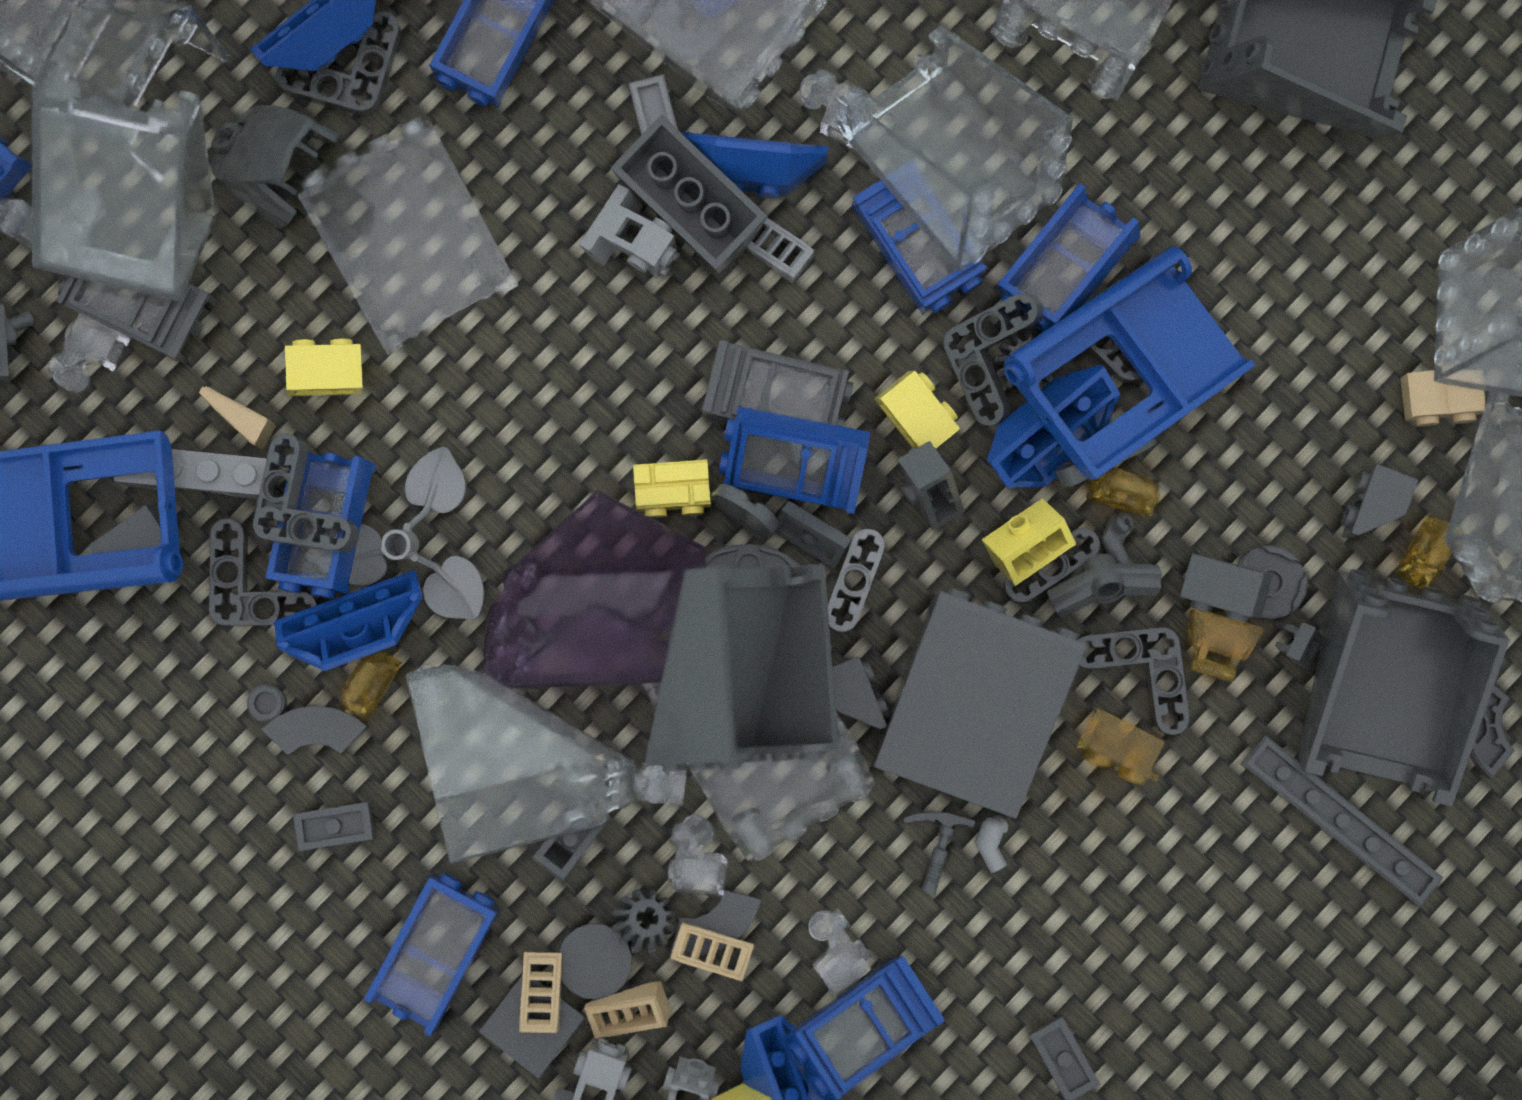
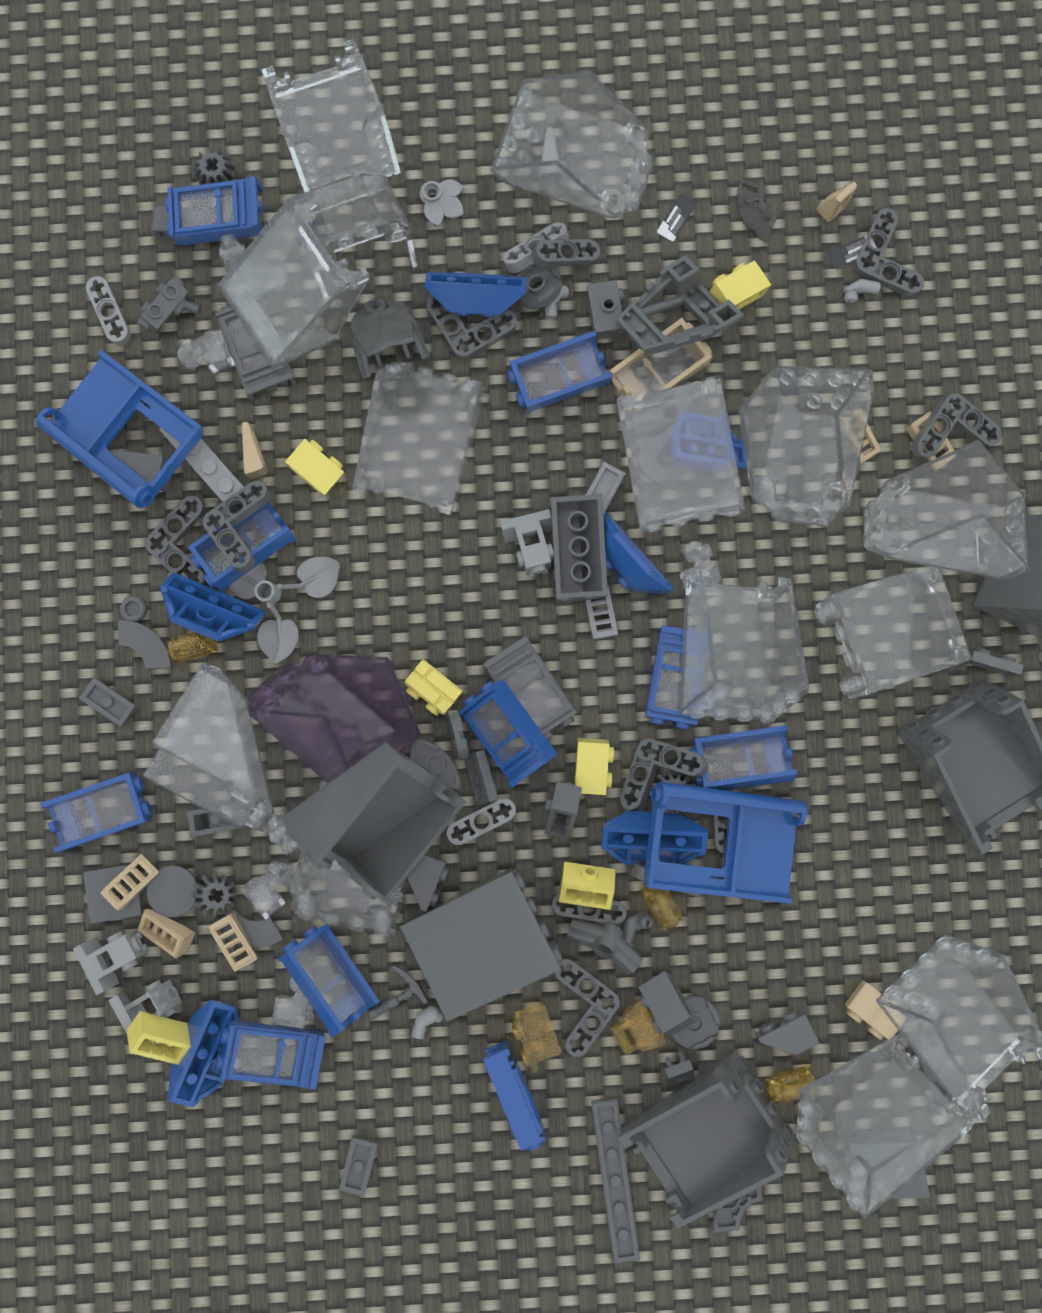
camera: 45 degrees right, 0 degrees up
(849, 892) = (328, 978): none -> door
(1159, 828) = (514, 1096): none -> blue door

